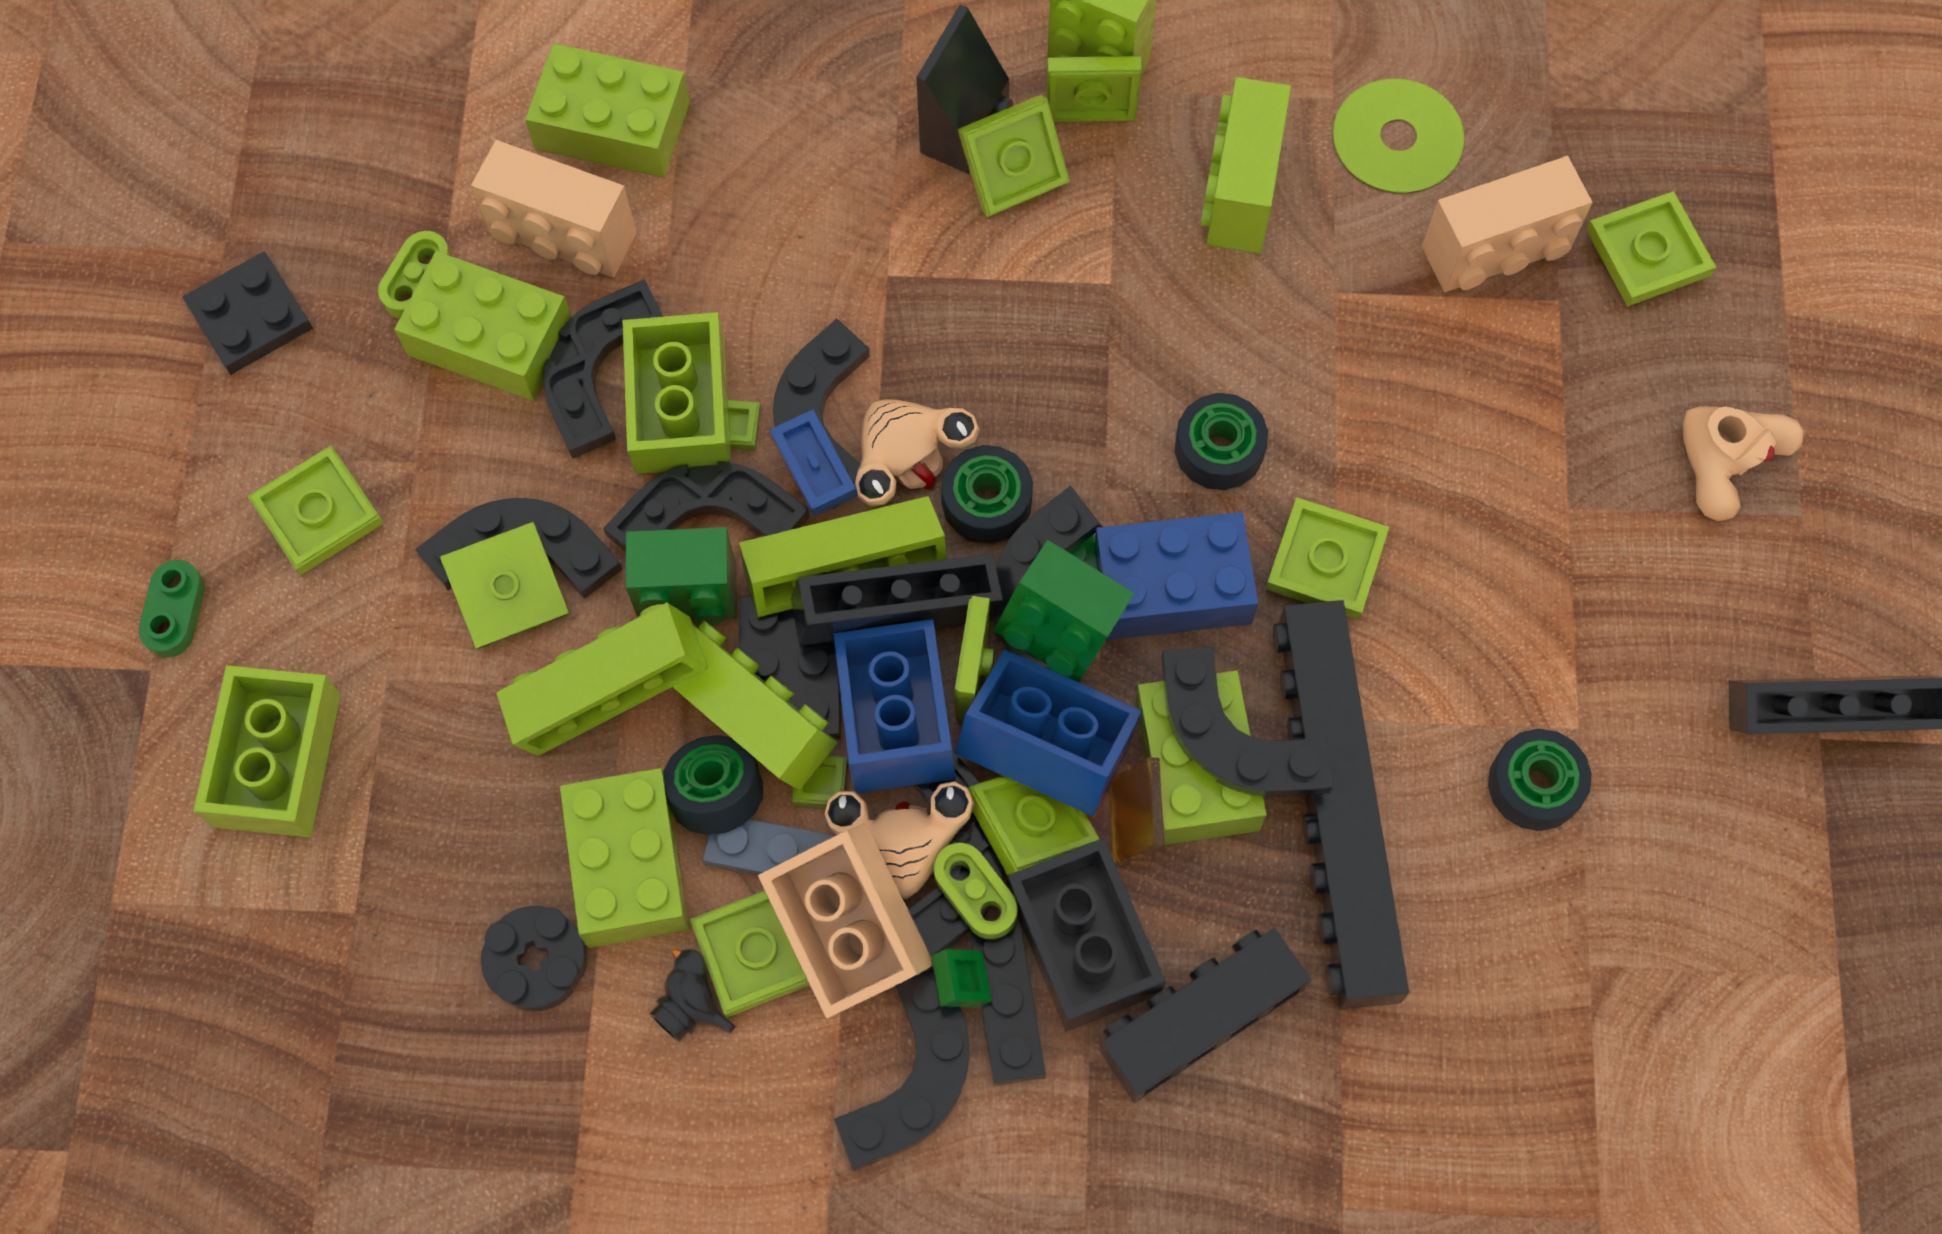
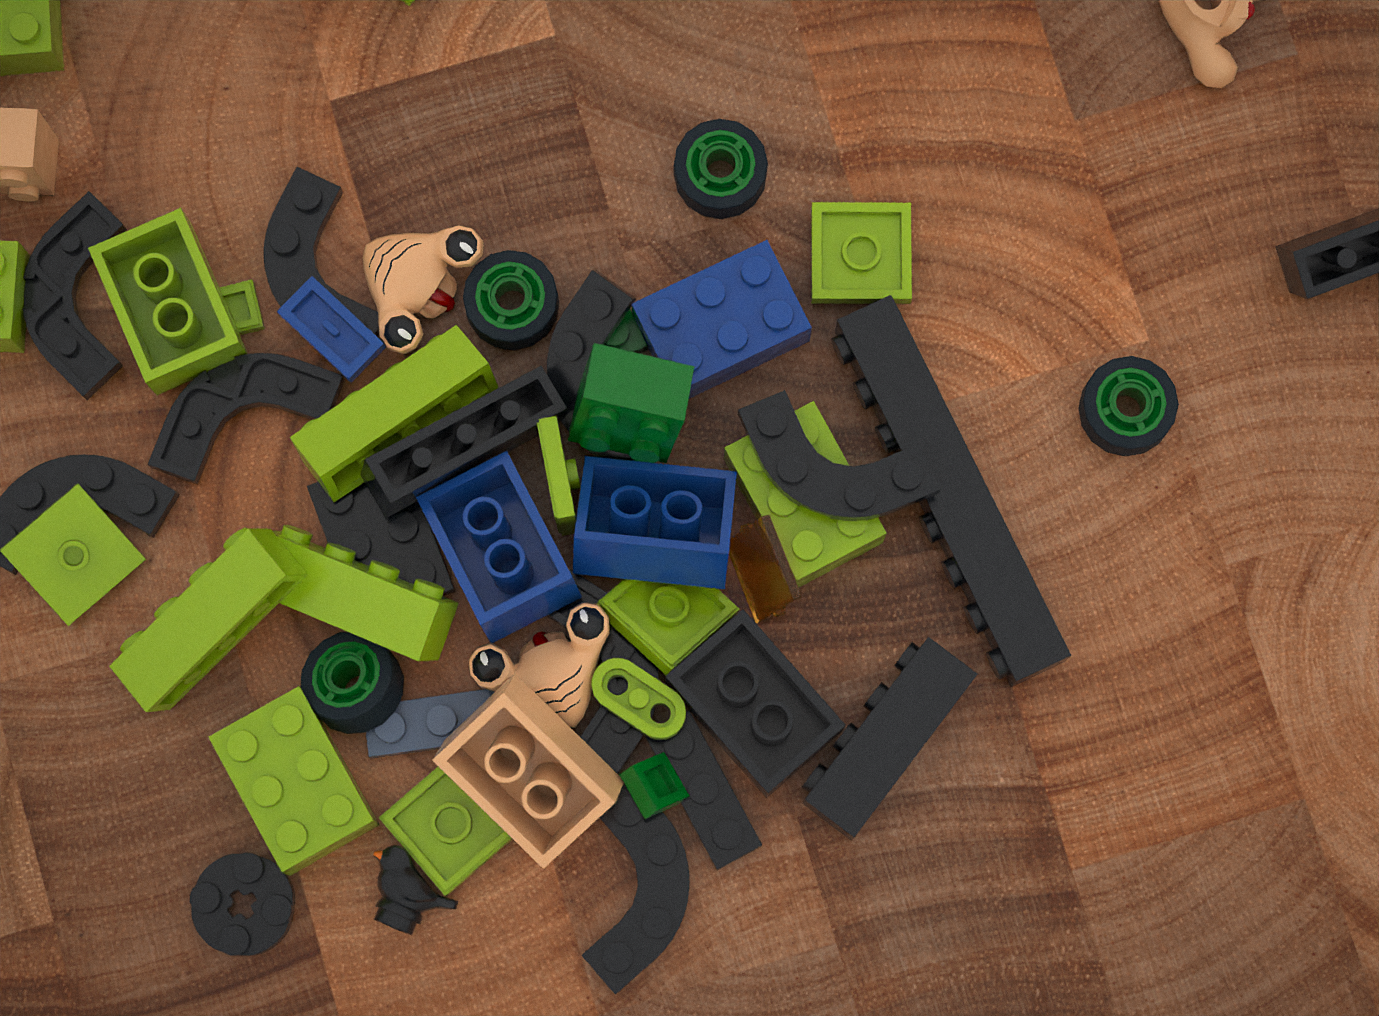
camera: 20 degrees left, 10 degrees up
(685, 569) = (245, 488): green brick -> none
(823, 784) = (459, 643): lime tile -> none

